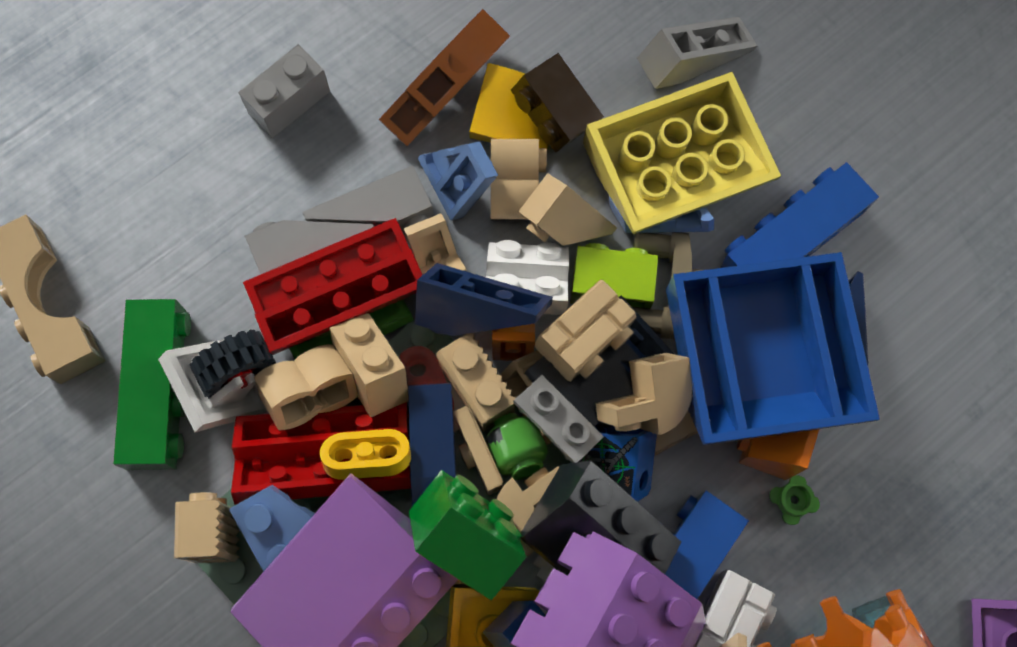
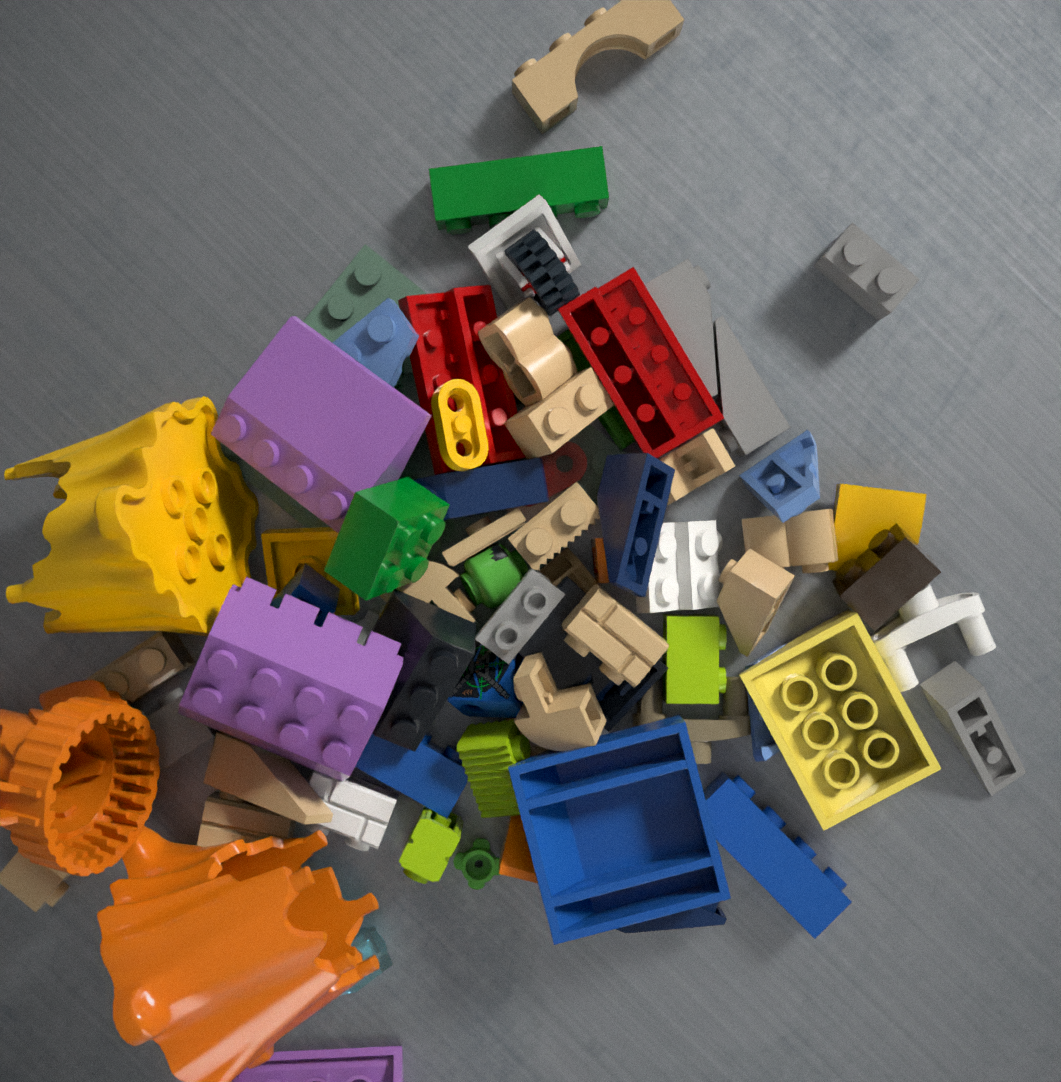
camera: 90 degrees right, 15 degrees up
(205, 530) = (368, 276): tan brick -> none
(444, 77) = (904, 449): dark orange slope -> none
(596, 74) = (925, 616): none -> white connector
(698, 469) = (486, 754): none -> lime brick
(775, 539) = (430, 845): none -> lime brick

